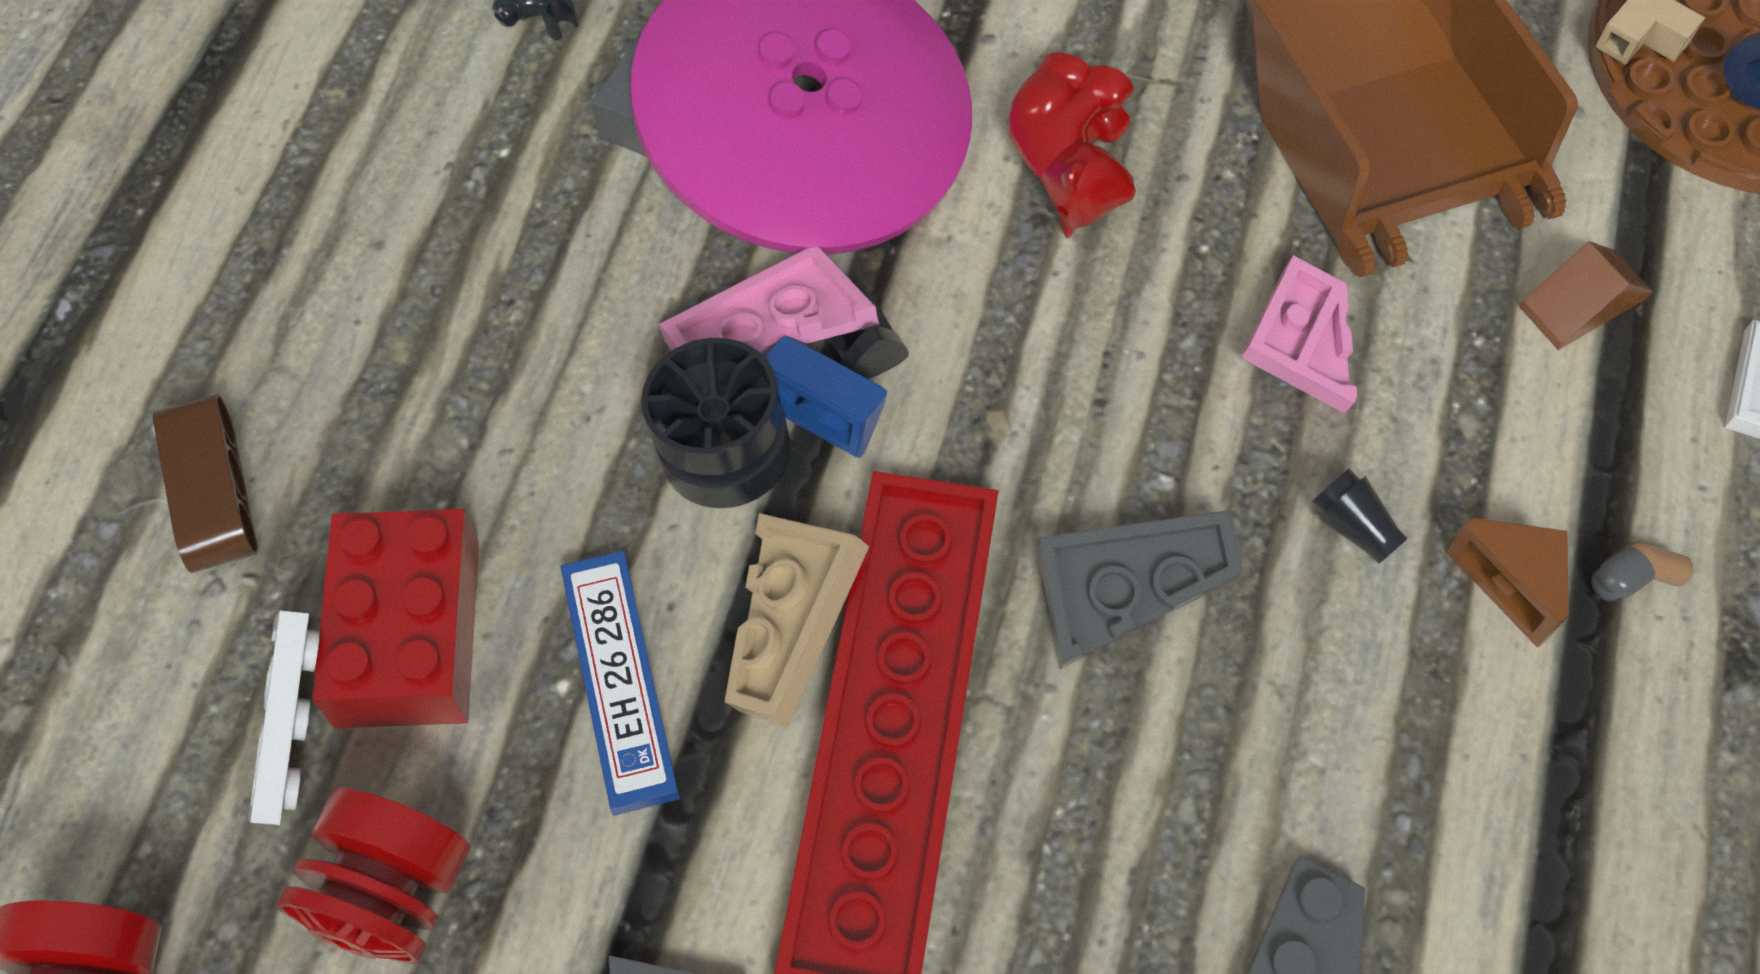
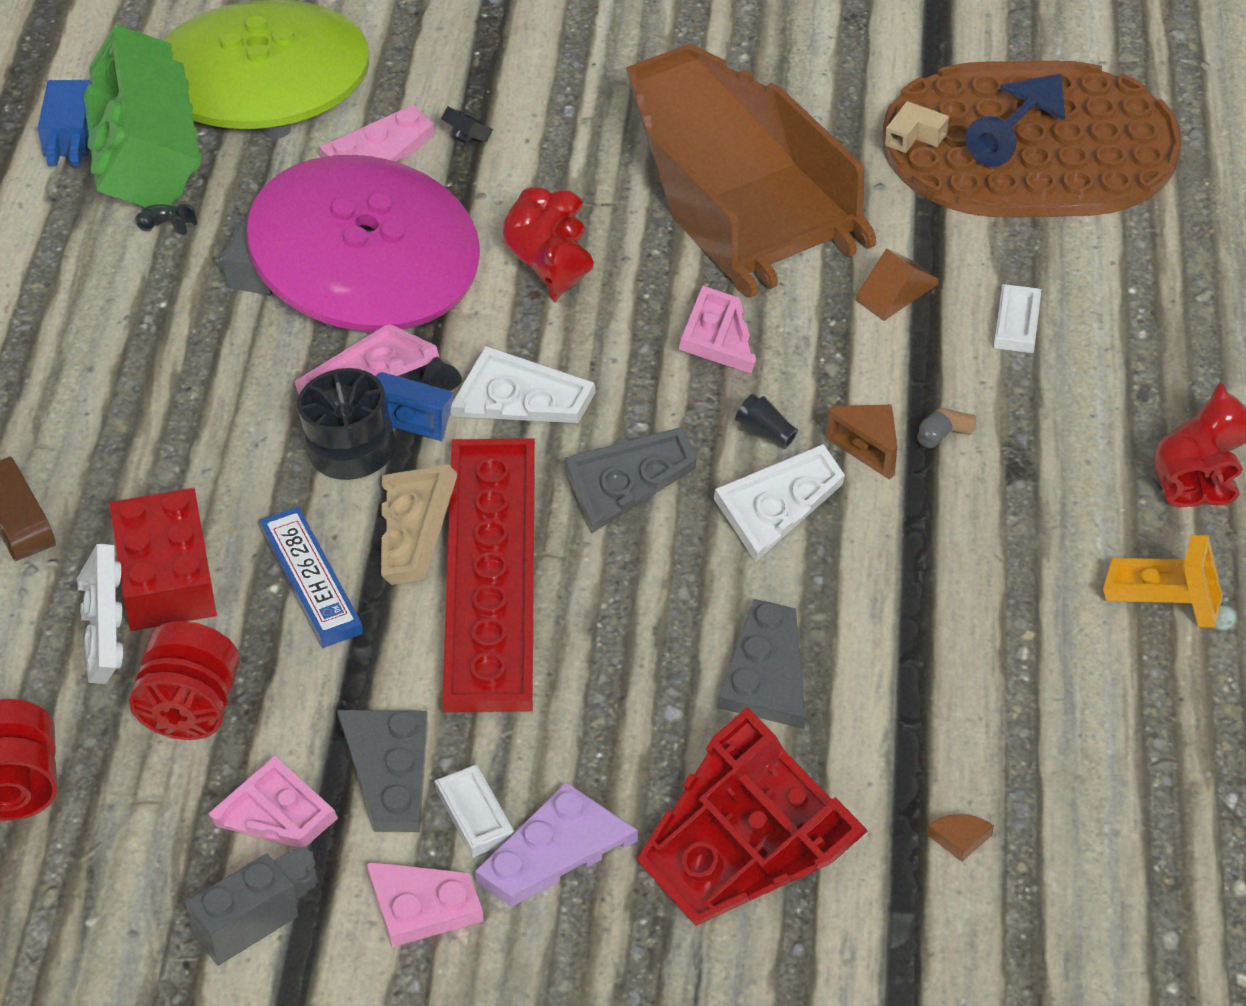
camera: 10 degrees left, 15 degrees down
(993, 395) = (521, 390): none -> white wing
(1360, 664) = (778, 498): none -> white wing

